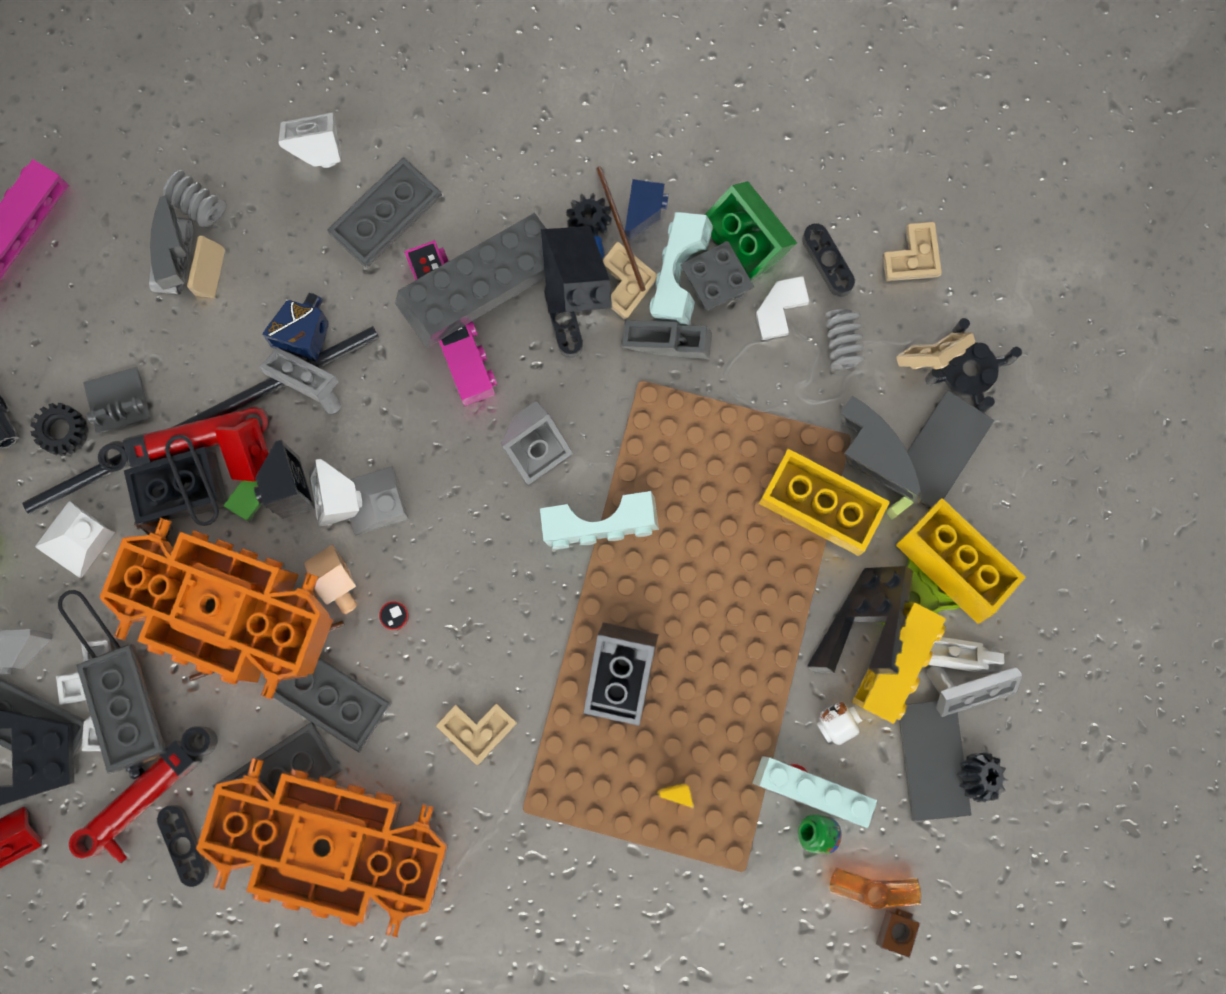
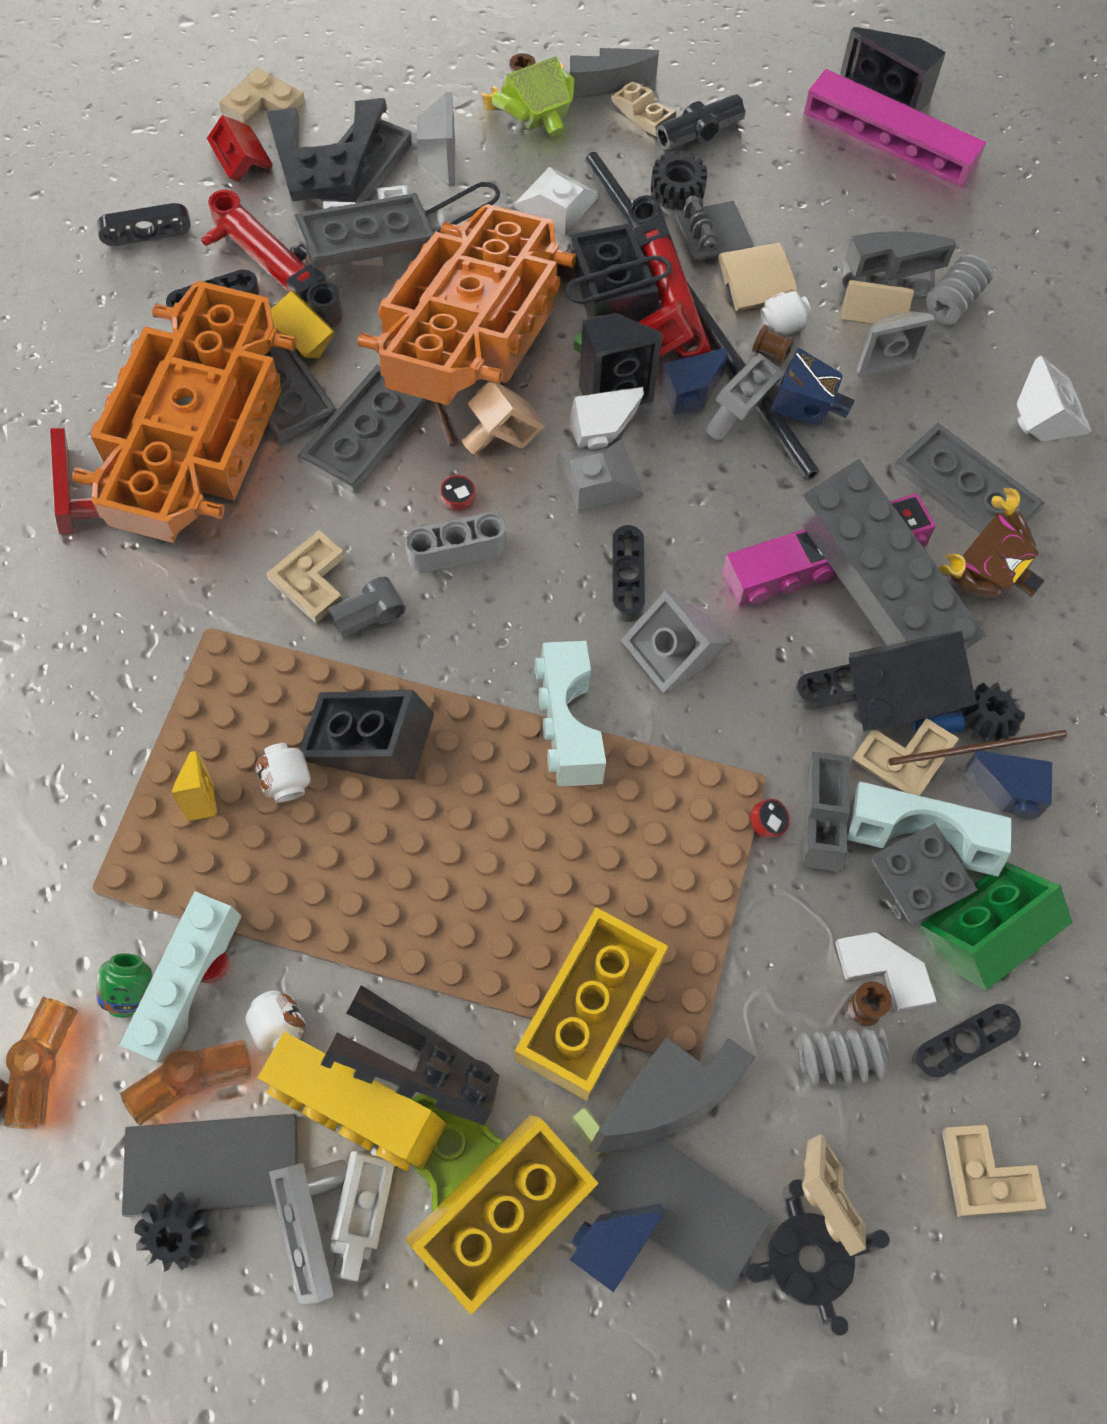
camera: 90 degrees right, 15 degrees down
(99, 920) = (122, 236): none -> black beam
(171, 364) = (756, 274): none -> tan slope
(215, 343) = (786, 312): none -> white head
(223, 760) = (298, 319): none -> yellow slope
(246, 255) = (895, 341): none -> light grey slope
(247, 355) = (773, 344): none -> reddish brown bush
(287, 421) = (692, 380): none -> dark blue slope
(414, 943) = (66, 508): none -> red piece
(439, 601) = (443, 554): none -> light grey beam
(448, 484) = (619, 584): none -> black beam
(459, 197) = (998, 555): none -> reddish brown torso
(504, 678) = (376, 603): none -> dark grey piece
(655, 733) = (282, 773): none -> white head
(674, 379) = (770, 818): none -> tile
(814, 314) = (874, 993): none -> reddish brown bush
(889, 799) = (160, 1087): none -> clear orange piece
(971, 488) = (614, 1242): none -> dark blue slope

